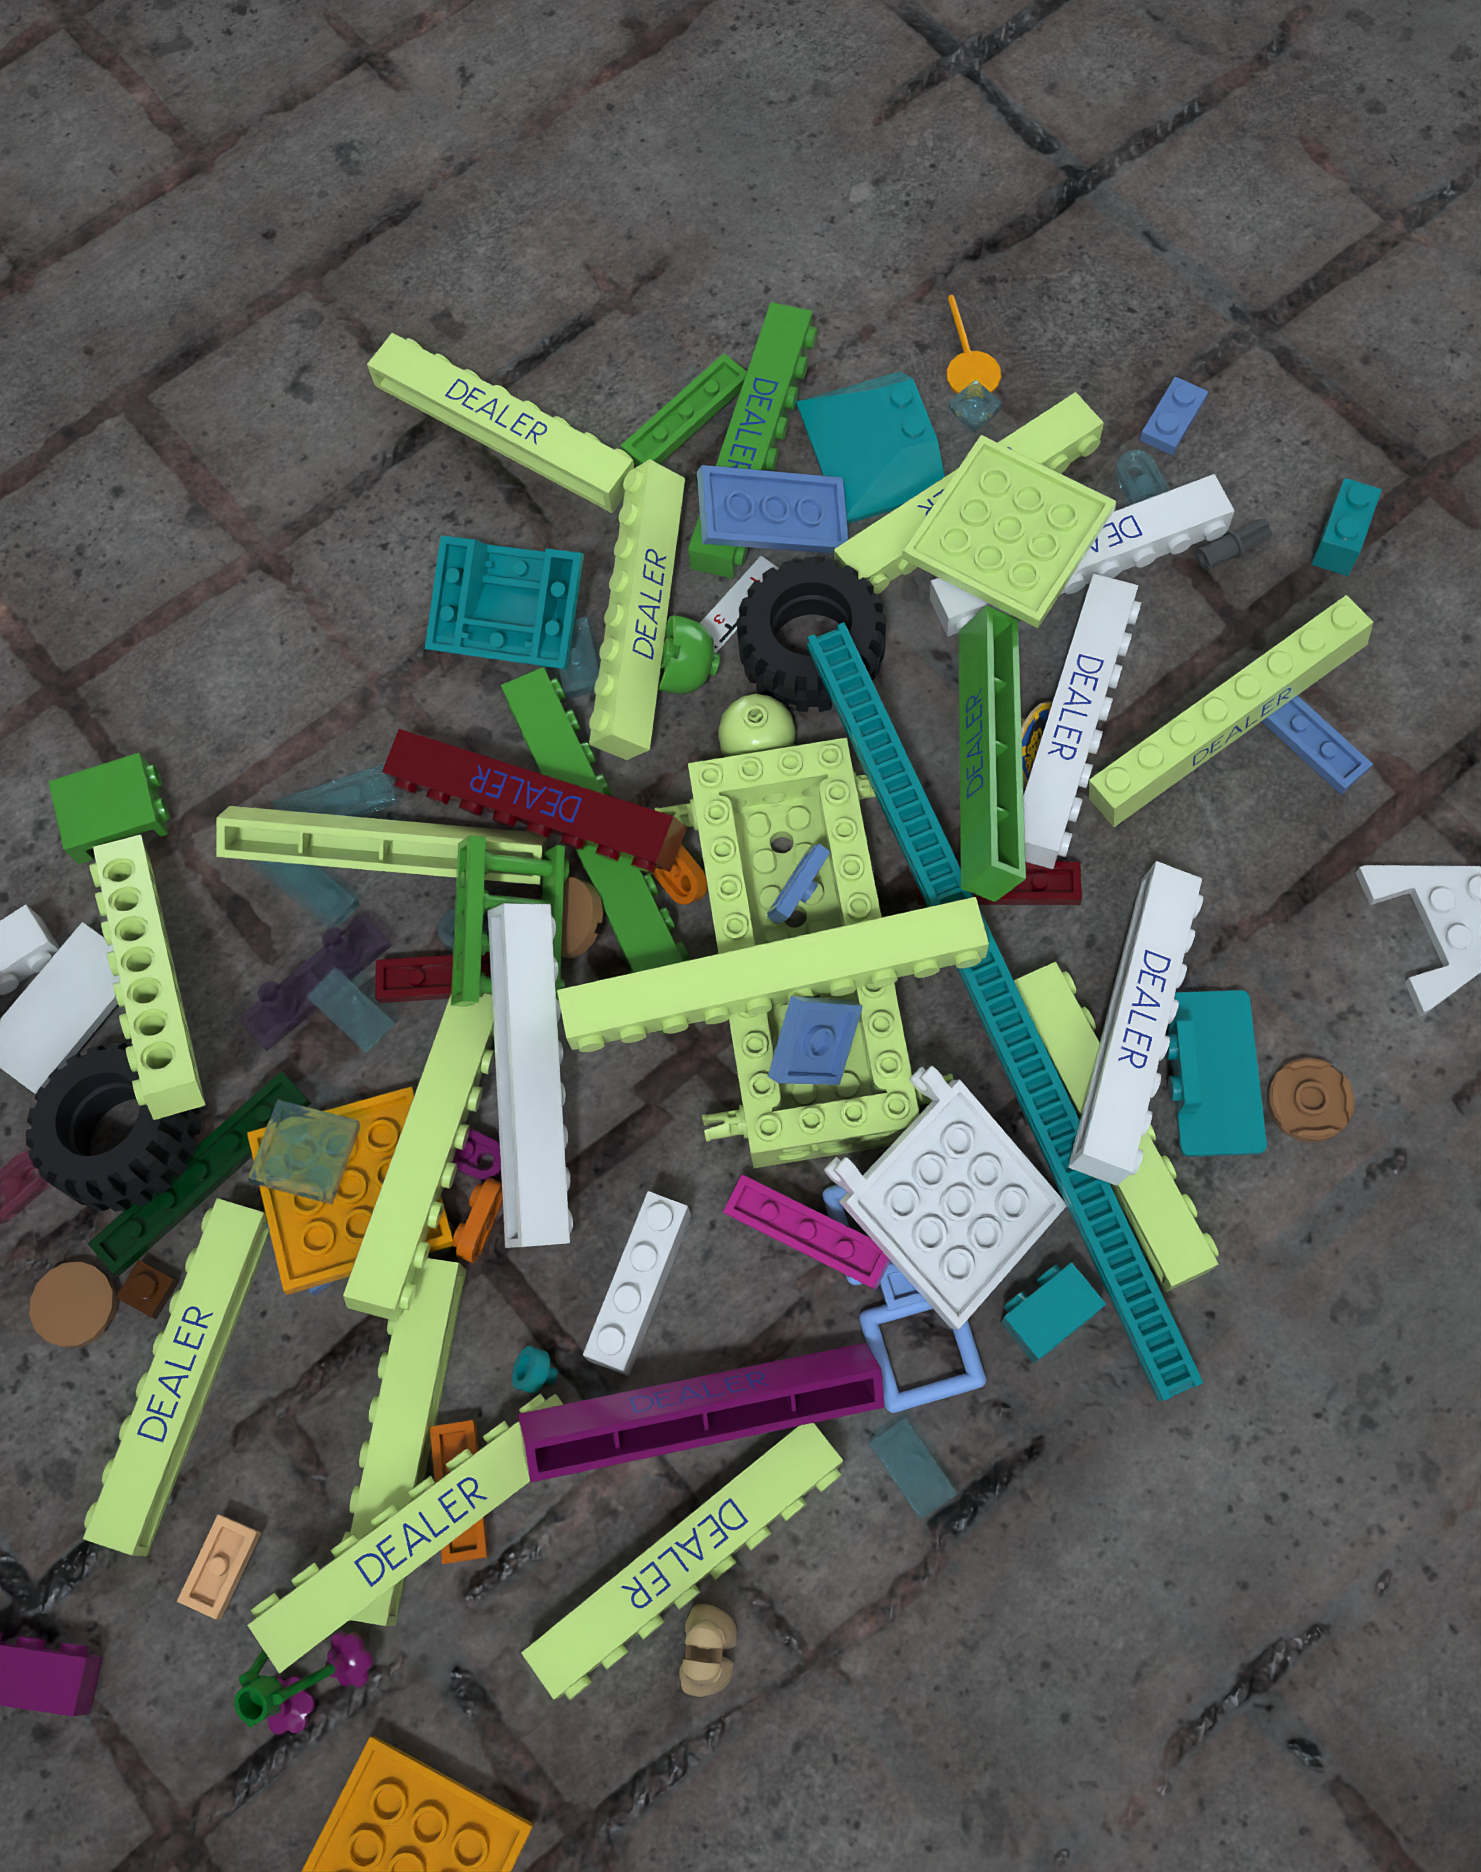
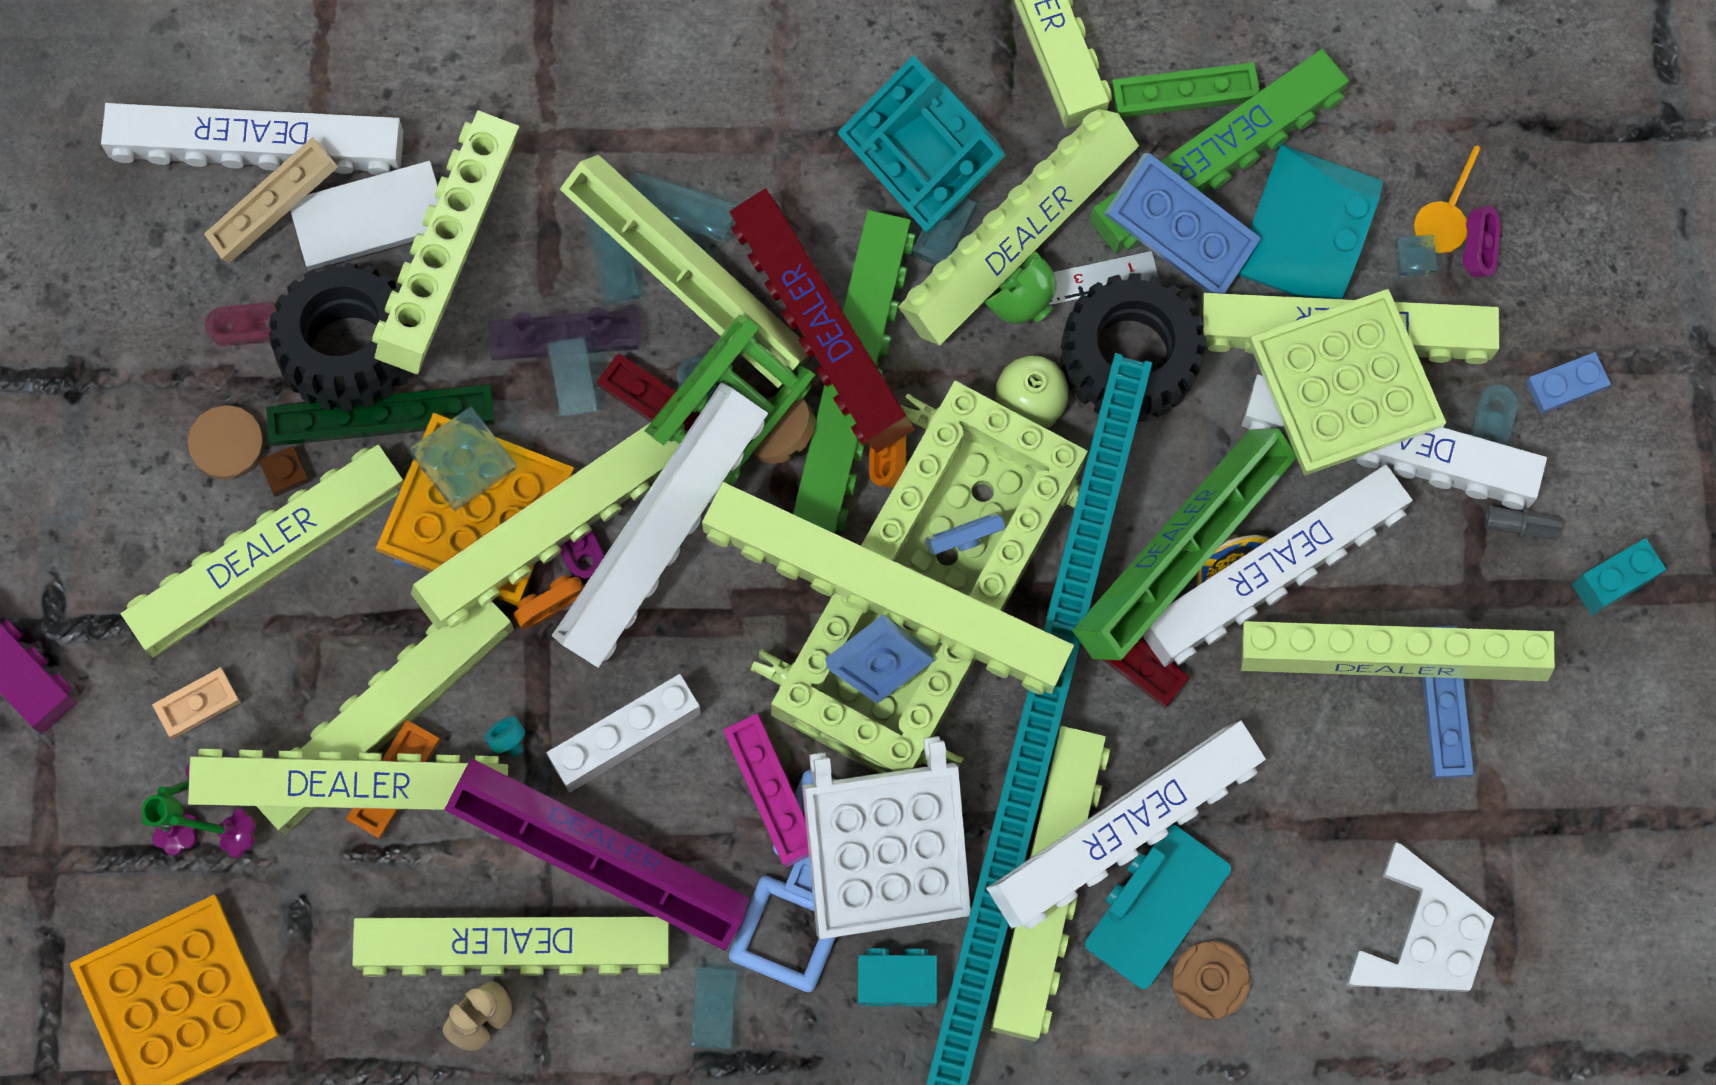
camera: 25 degrees right, 5 degrees up
(108, 805) = (512, 82): bright green panel -> none
(1016, 356) = (1482, 241): none -> magenta plate

